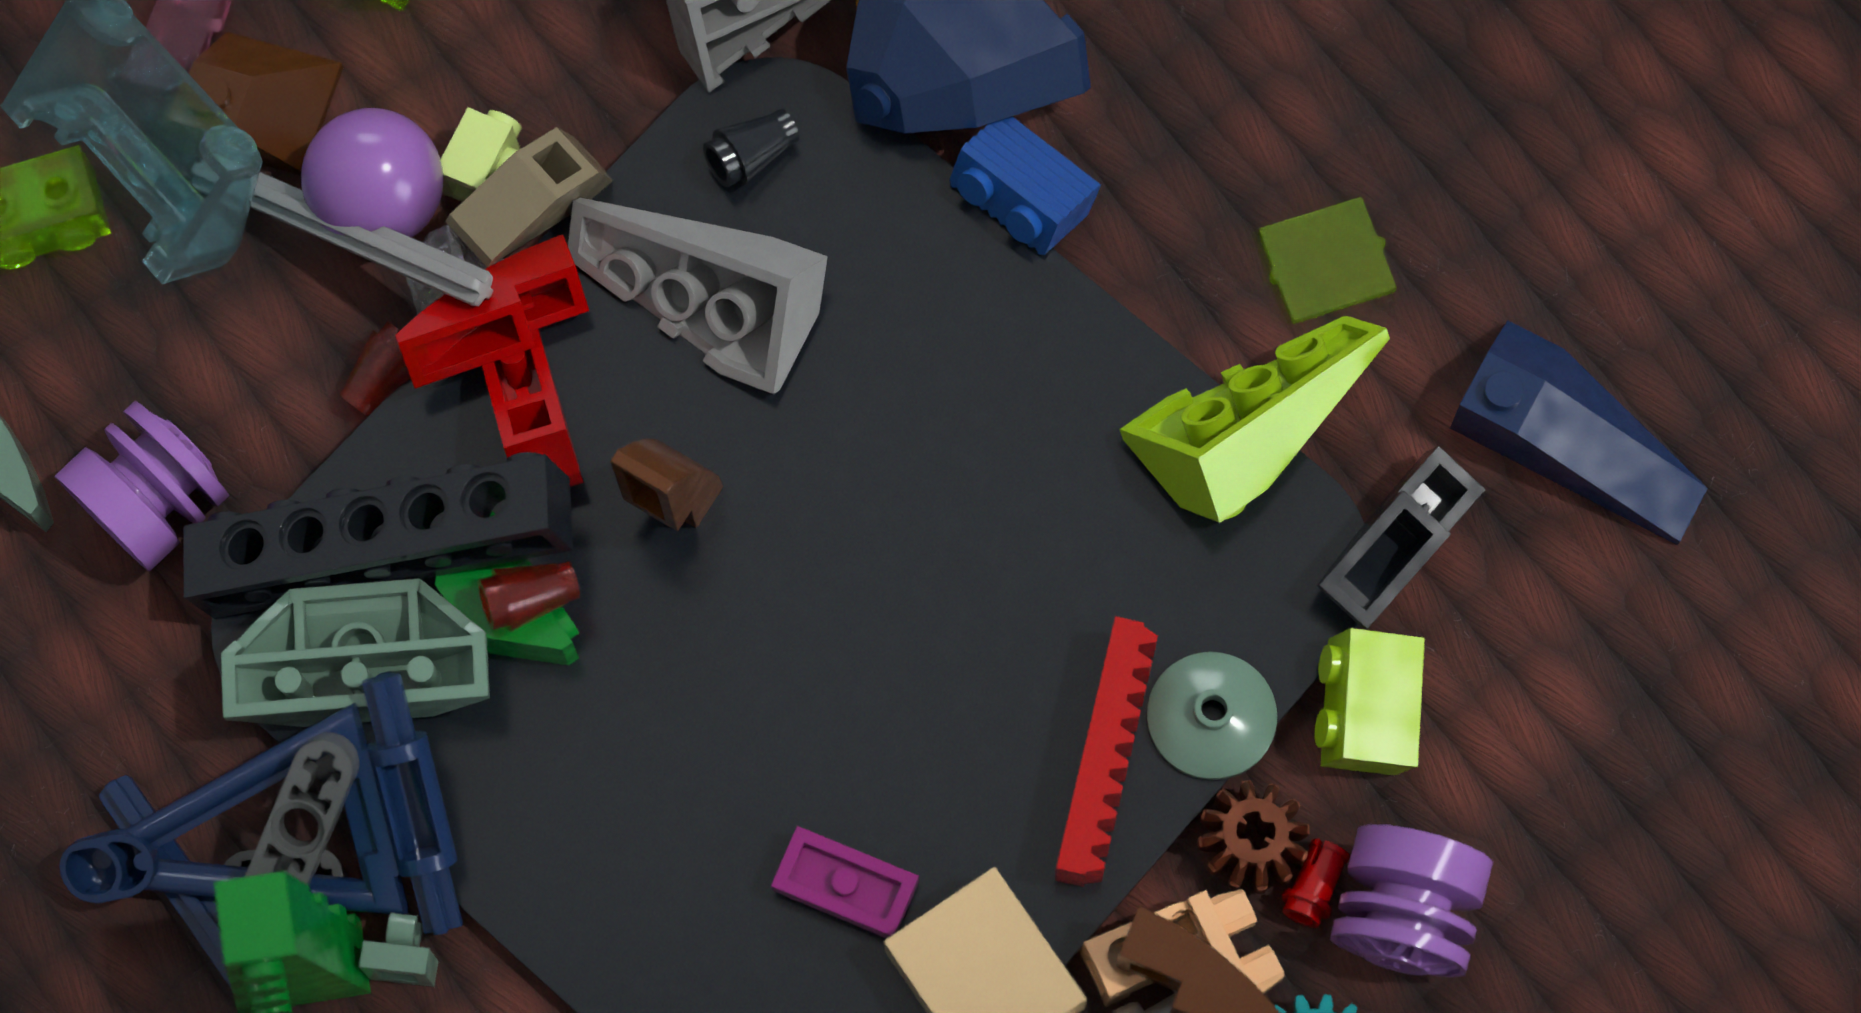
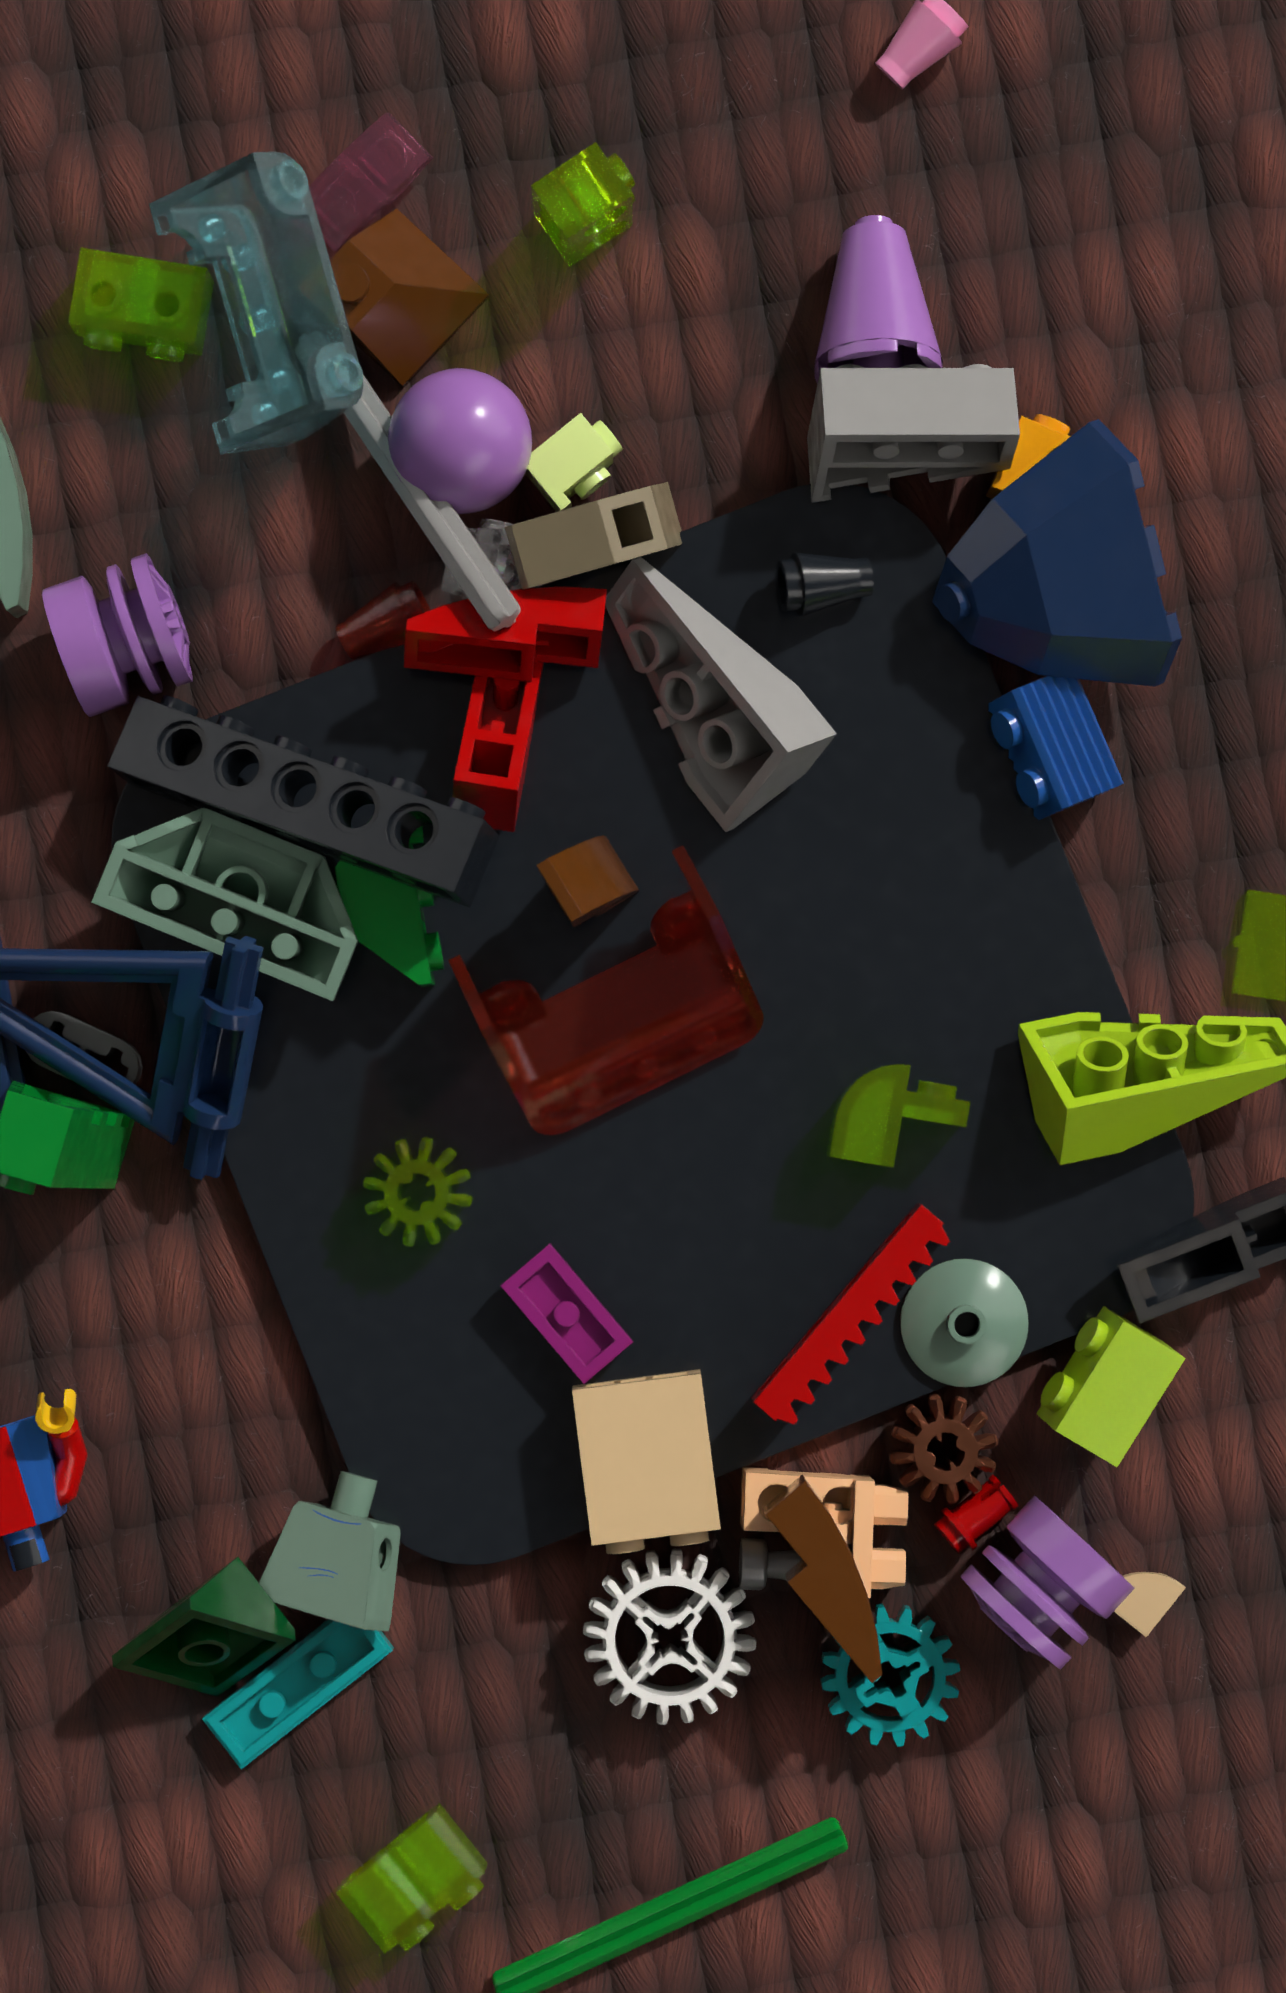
camera: 20 degrees right, 15 degrees up
(302, 774) = (125, 1008): dark grey beam -> none
(401, 956) = (152, 1177): sand green tile -> none
(526, 593) = (410, 924): clear red cone -> none
(631, 833) = (407, 1173): none -> clear neon green gear
(774, 599) = (625, 1025): none -> clear red windscreen
(1032, 555) = (872, 1110): none -> clear neon green brick
(1512, 884) = (1149, 1600): none -> tan tile

